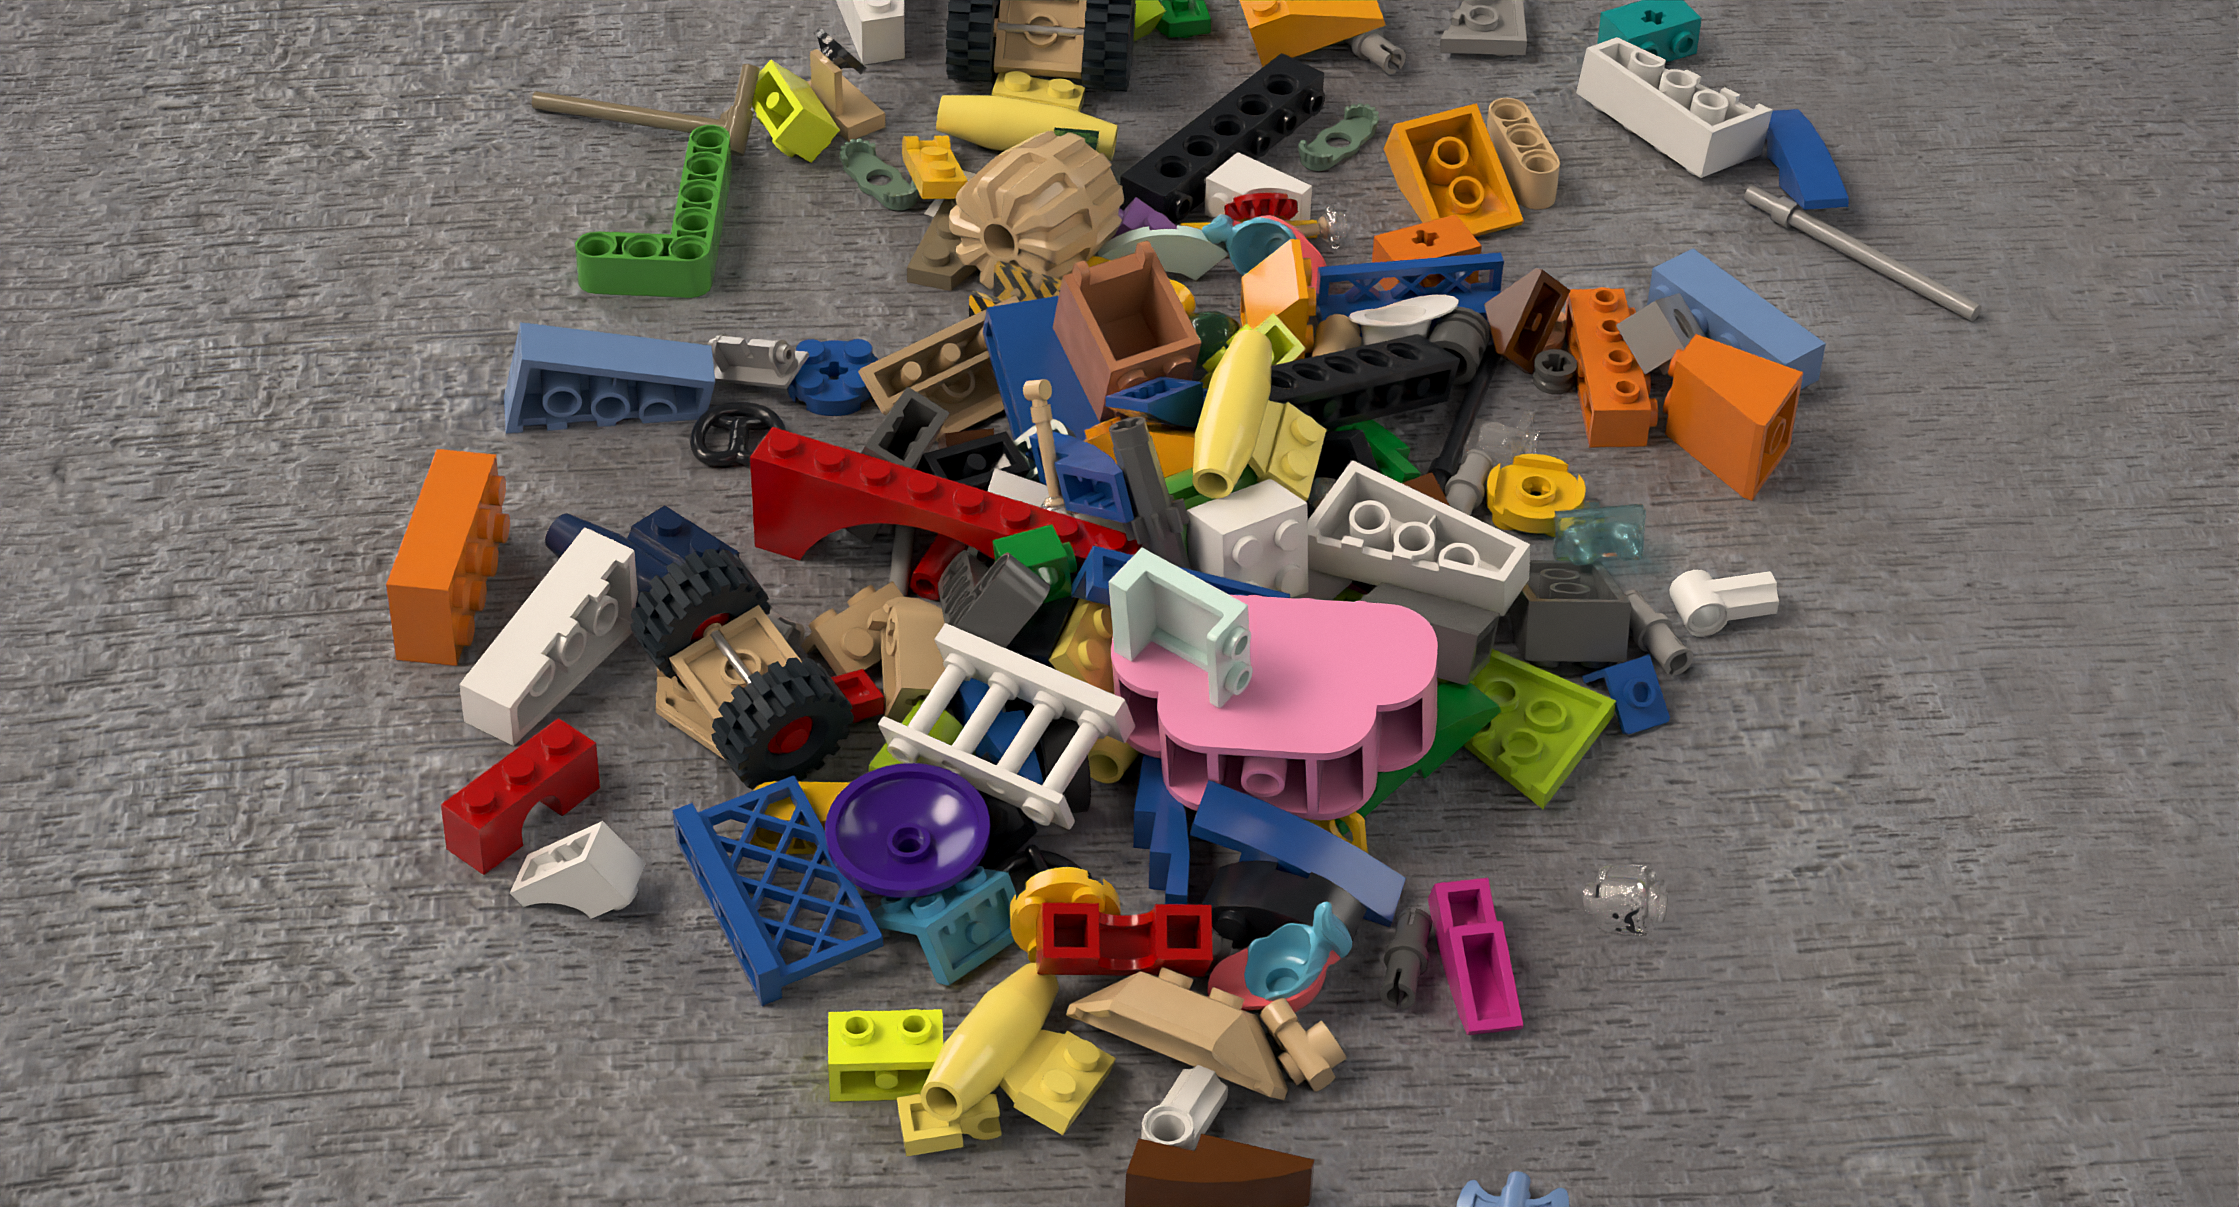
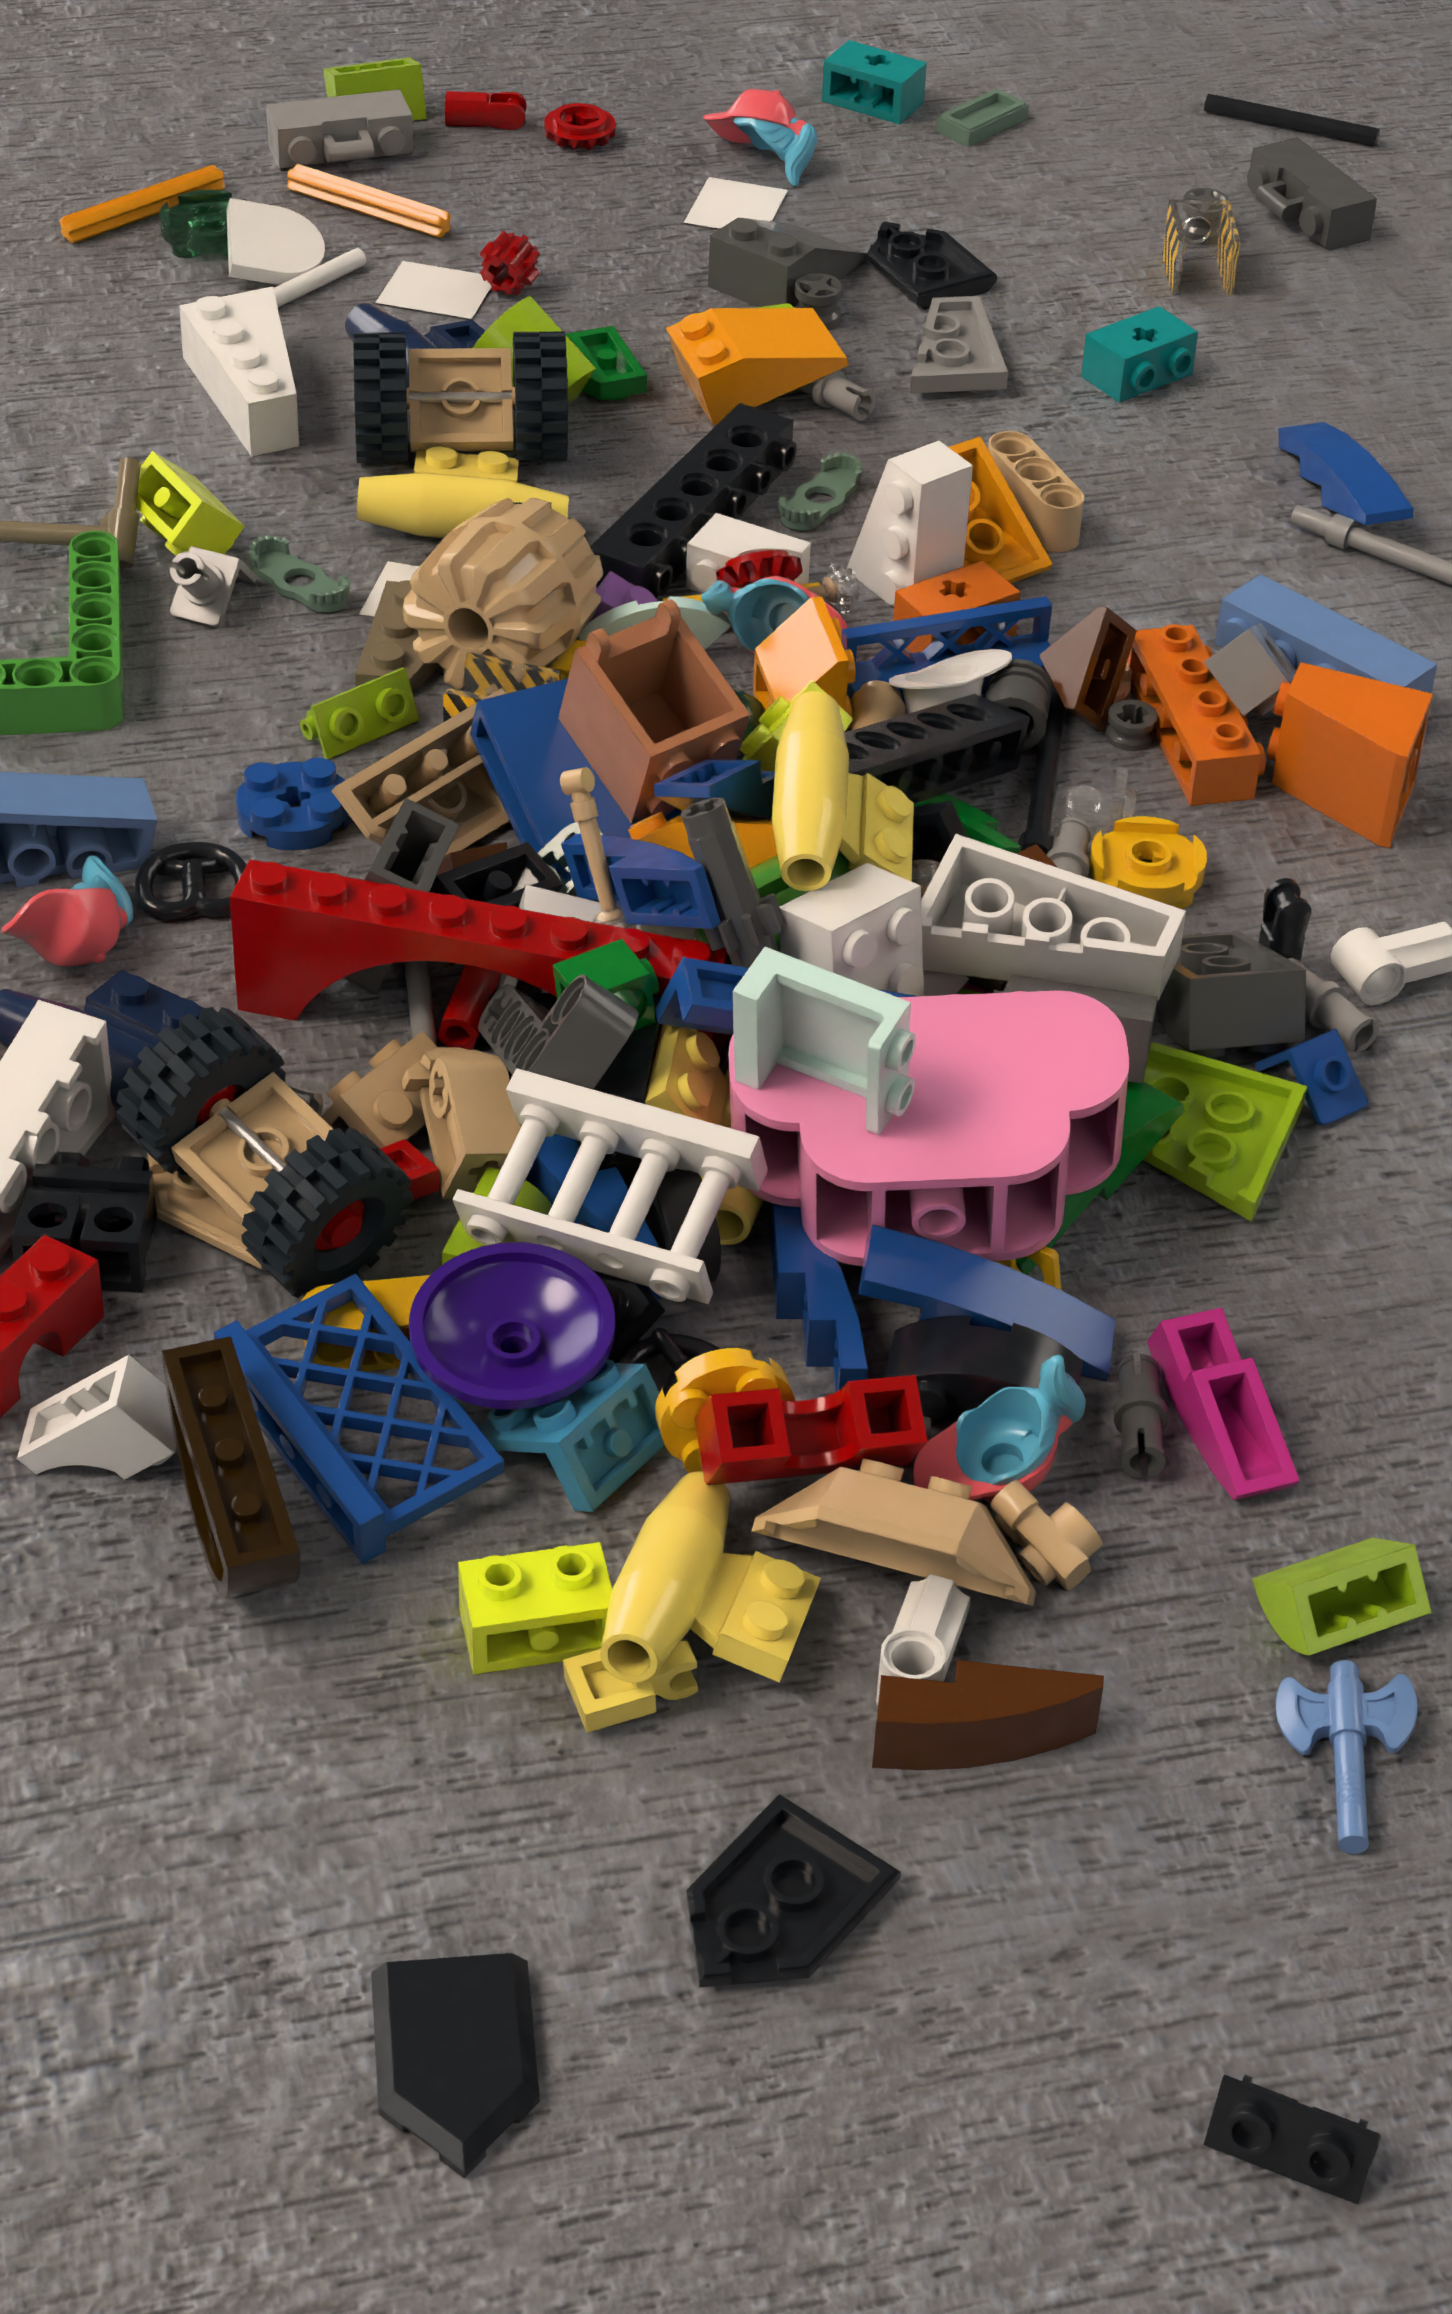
camera: 10 degrees left, 0 degrees up
(604, 705) = (93, 1210): none -> black hips
(636, 463) = (78, 922): none -> coral hair
(663, 918) = (228, 1471): none -> dark brown window
(756, 363) = (210, 794): light grey hinge -> none
(797, 178) = (206, 585): none -> light grey bracket
(843, 101) = (220, 473): tan piece -> none
(905, 304) = (361, 714): none -> lime hinge
(933, 167) = (364, 559): yellow plate -> none
(1400, 175) = (914, 521): none -> white wedge
(1533, 1120) = (1344, 1594): none -> lime brick
(1599, 533) = (1228, 896): clear light blue hips -> none
(1626, 899) = (1382, 1316): clear head -> none
(1629, 557) = (1285, 919): none -> black bar
(1671, 108) = (1188, 430): white wedge -> none

